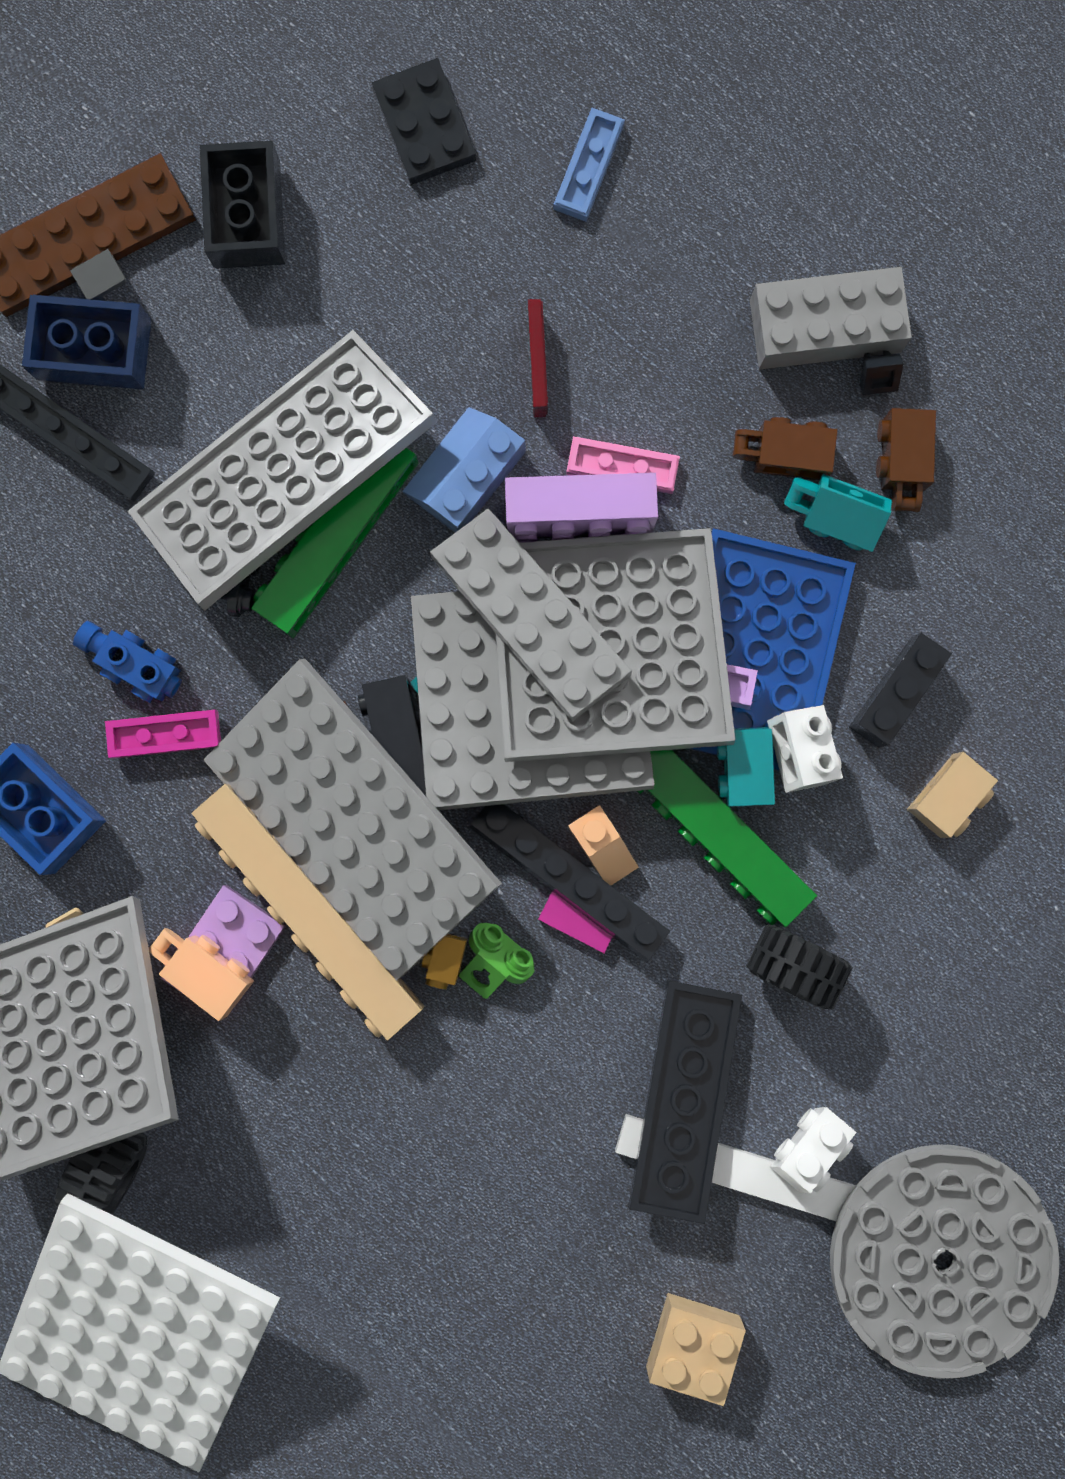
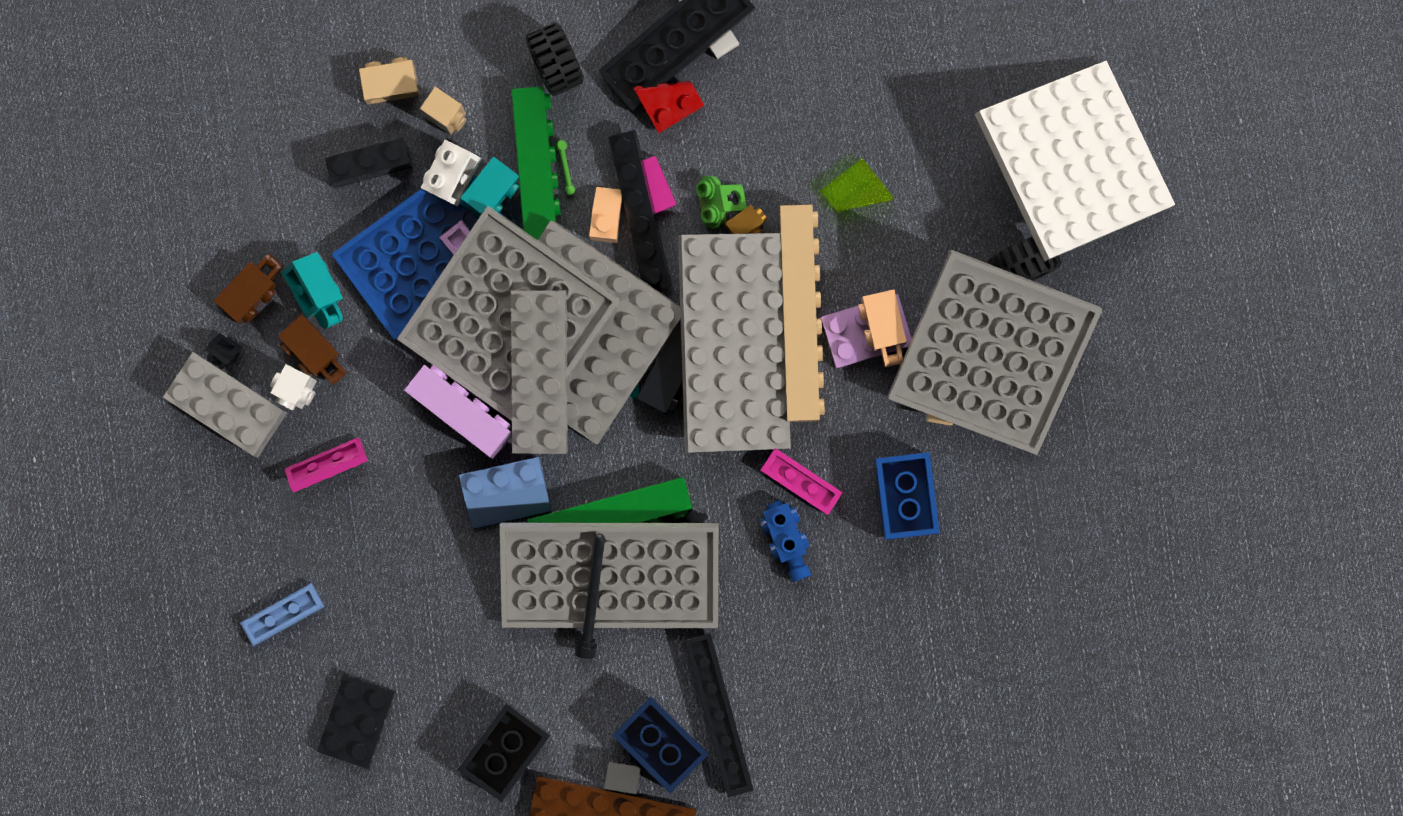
camera: 145 degrees left, 0 degrees up
(250, 383) = (586, 646): none -> black piece
(360, 1097) = (856, 189): none -> clear neon green wing
(537, 357) = (410, 521): dark red tile -> none
(599, 457) = (413, 421): bright pink tile -> none
(636, 1022) = (668, 103): none -> red wing
(673, 344) = (326, 464): none -> dark pink plate
(711, 879) = (561, 145): none -> bright green hinge
(775, 387) = (292, 388): none -> white brick
(869, 810) = (444, 111): none -> tan brick

